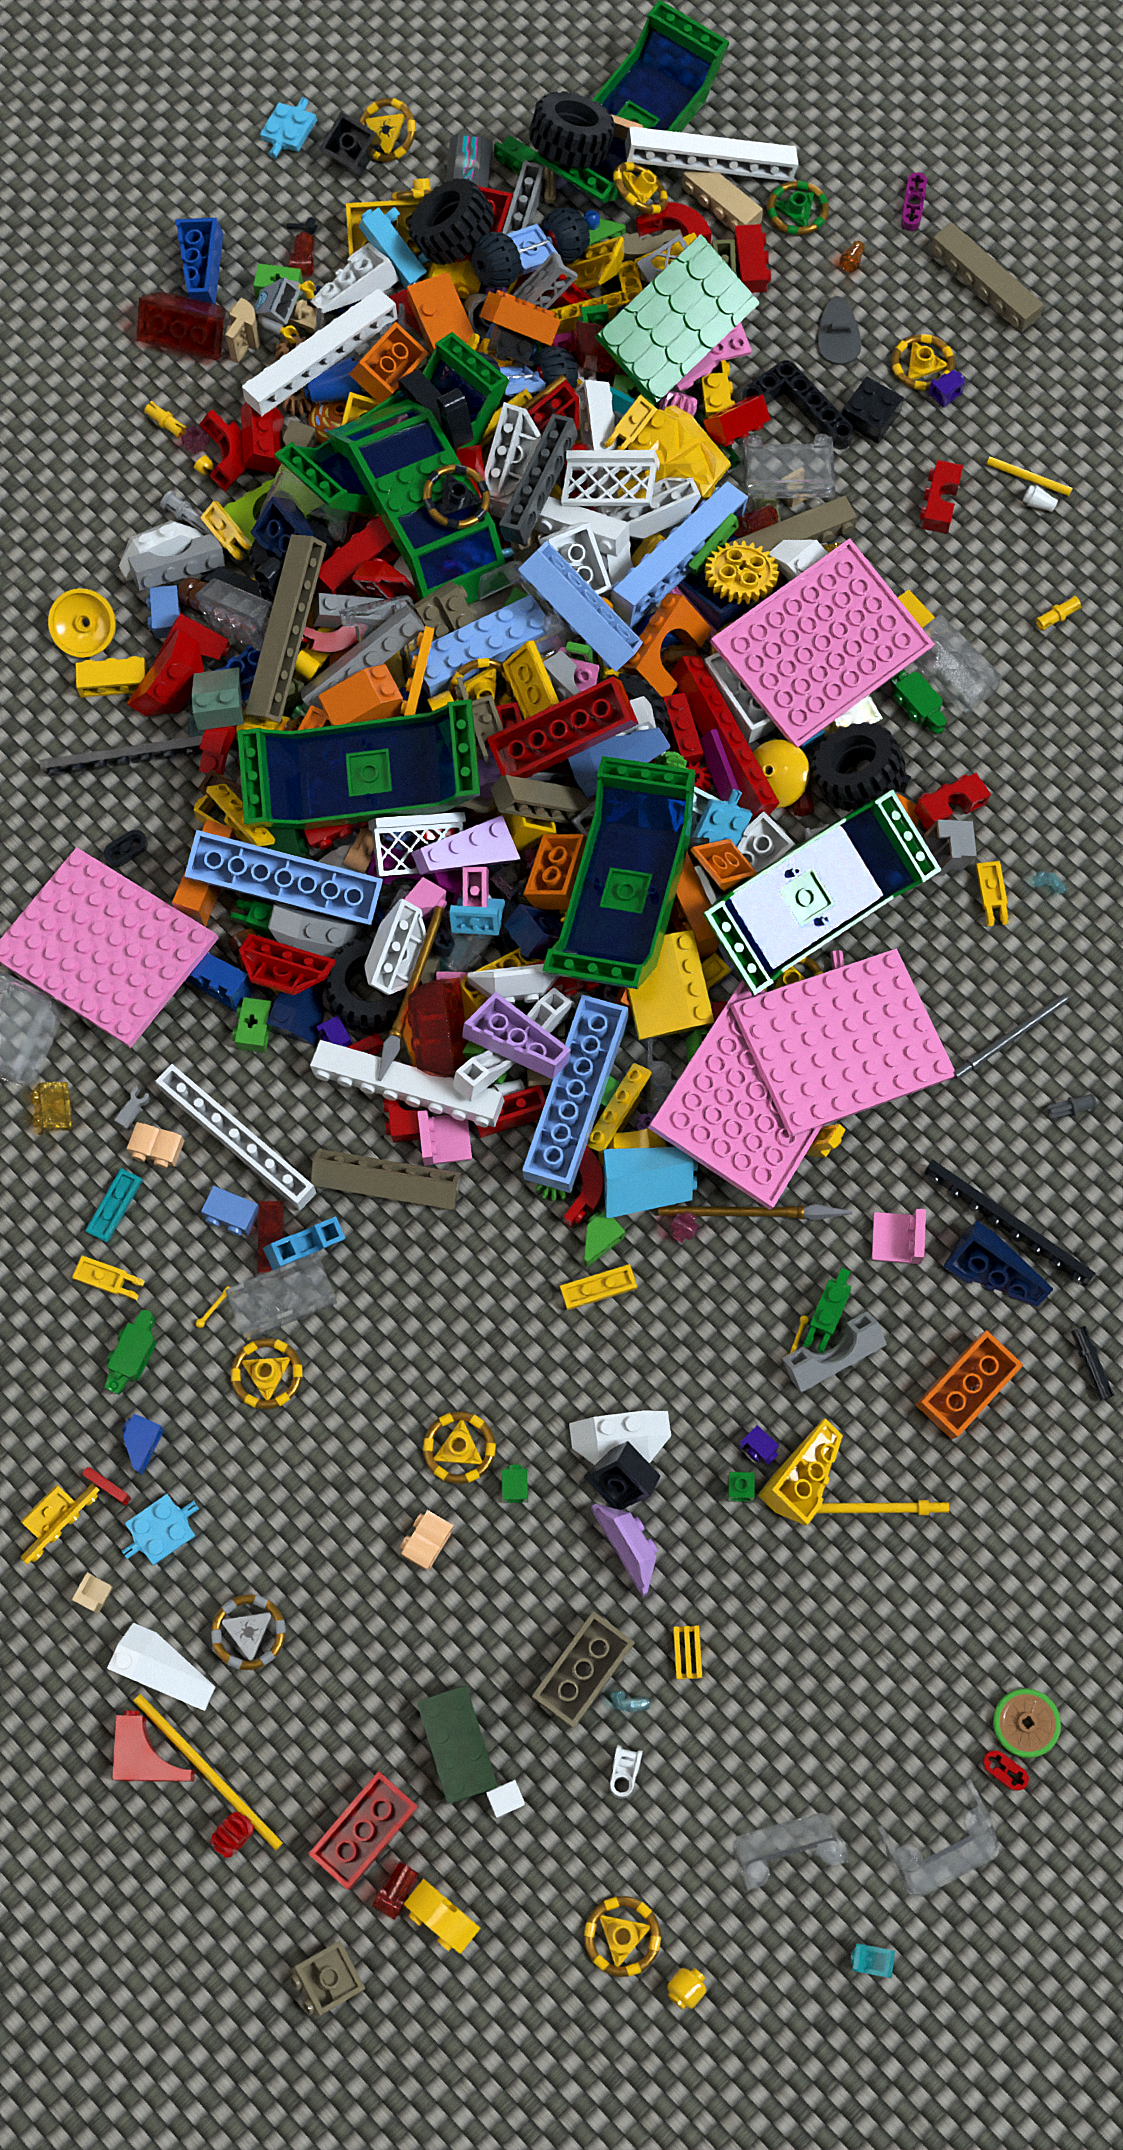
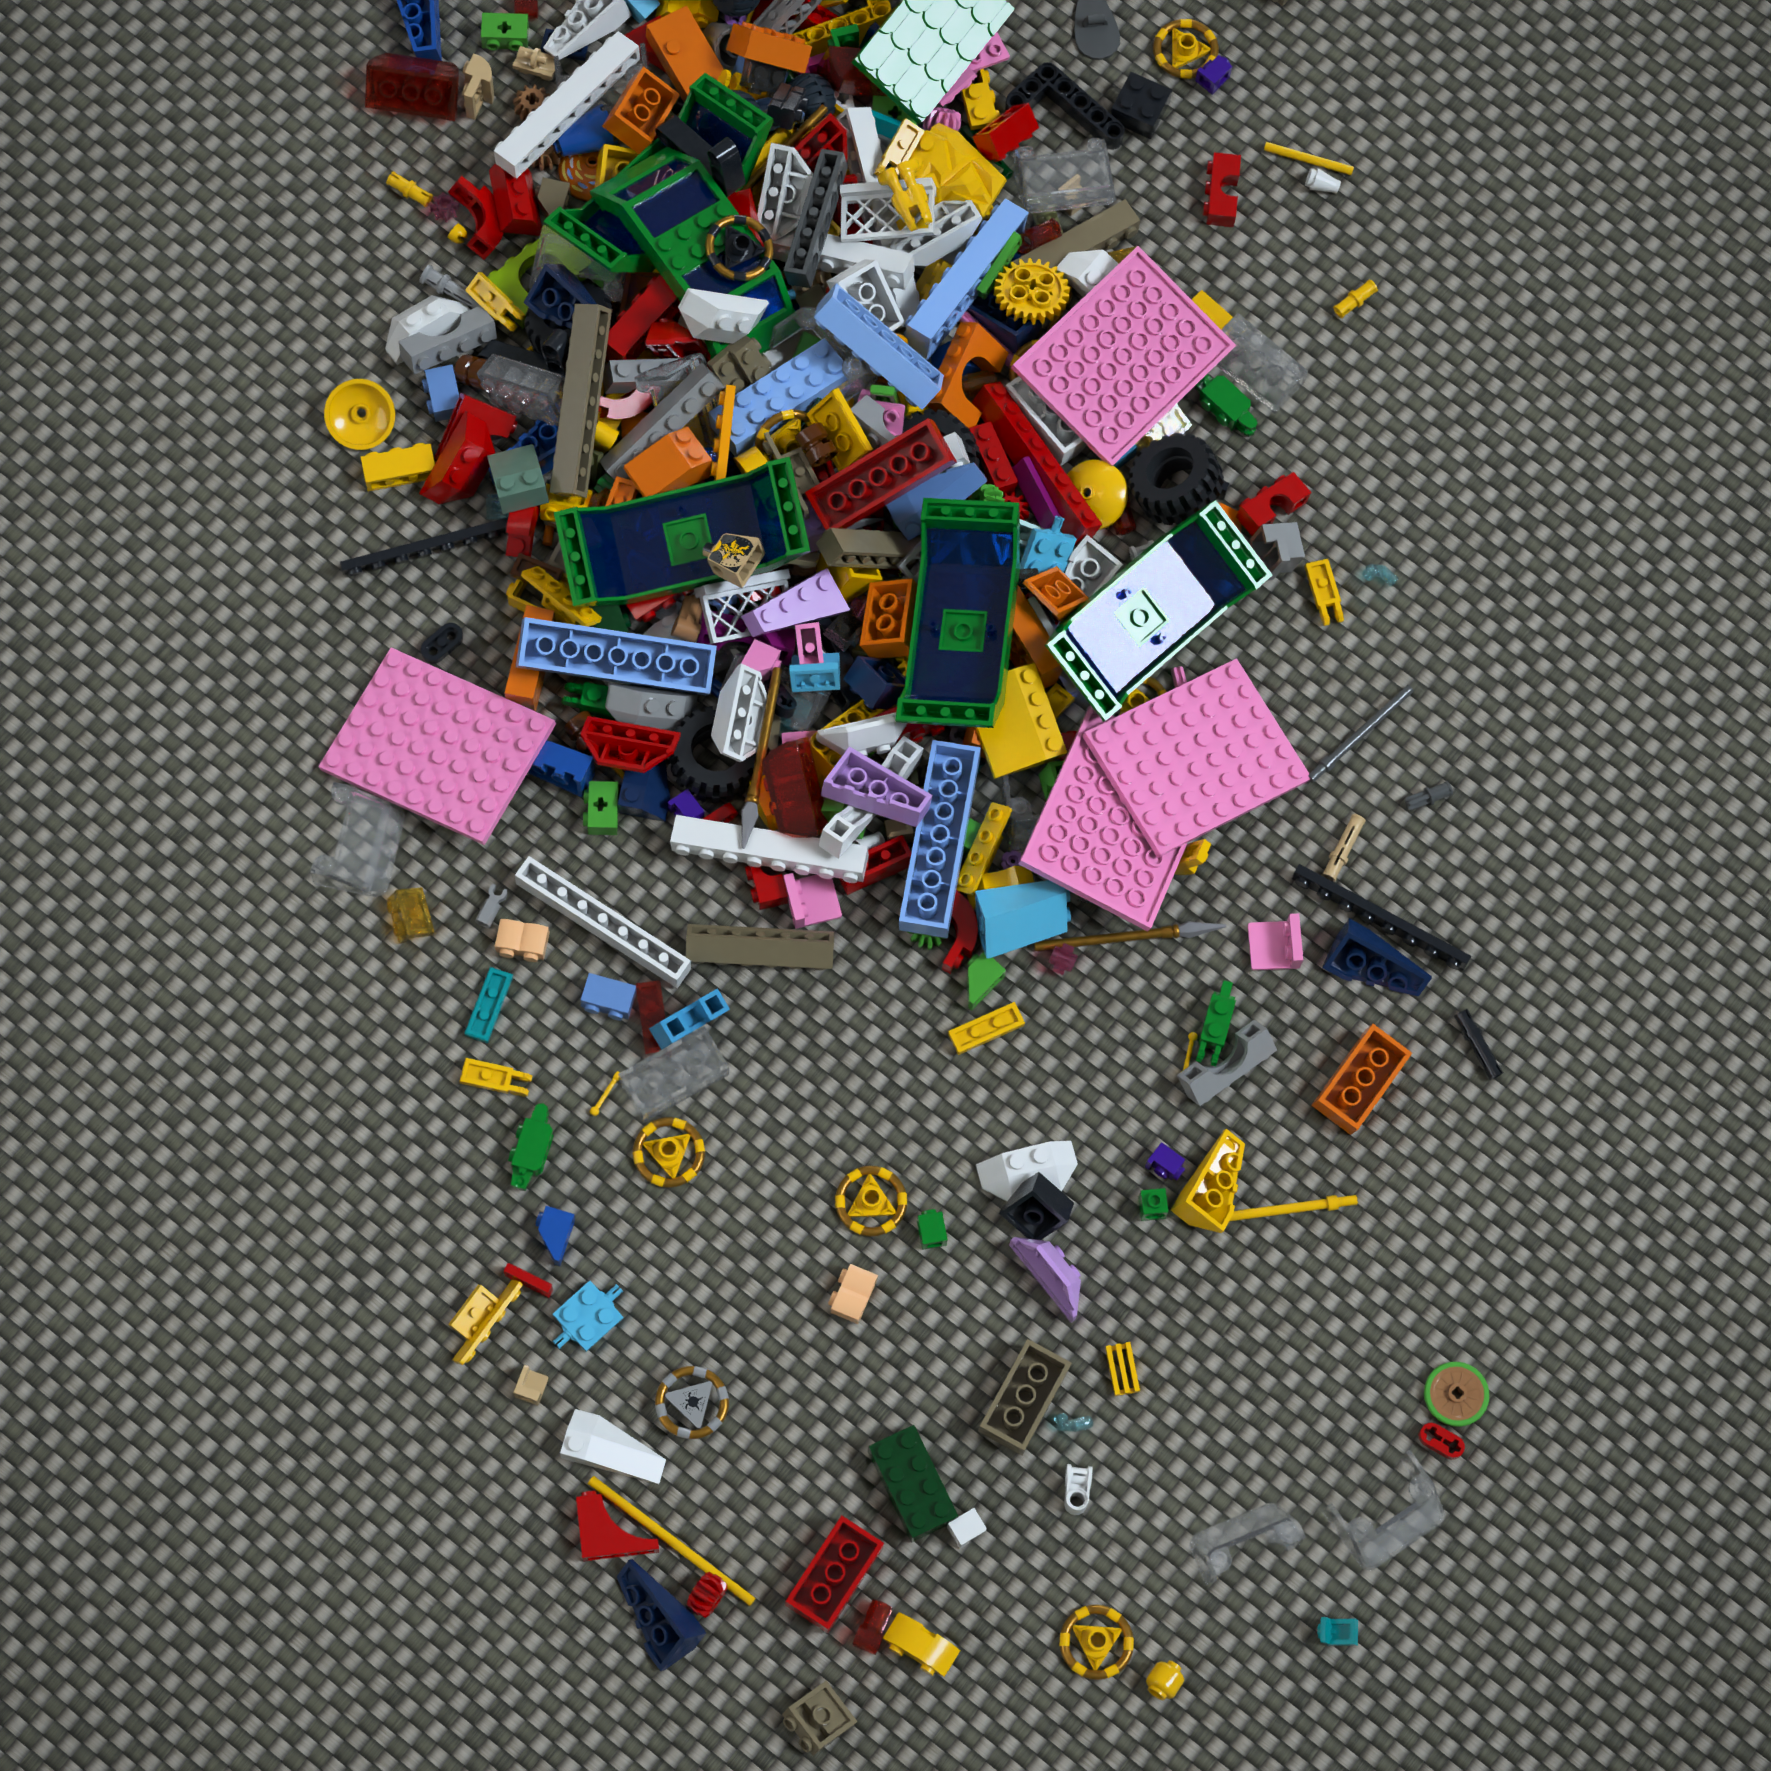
camera: 15 degrees left, 0 degrees up
(187, 1856) = (665, 1622): none -> dark blue wedge
(277, 304) = (510, 56): light grey torso -> none
(407, 793) = (734, 557): none -> torso
(428, 558) = (720, 315): none -> white wedge
(504, 691) = (815, 442): none -> reddish brown wheel
(528, 373) = (787, 106): none -> black brick
(630, 470) = (912, 200): none -> yellow piece
(993, 1127) = (1332, 870): none -> tan pin

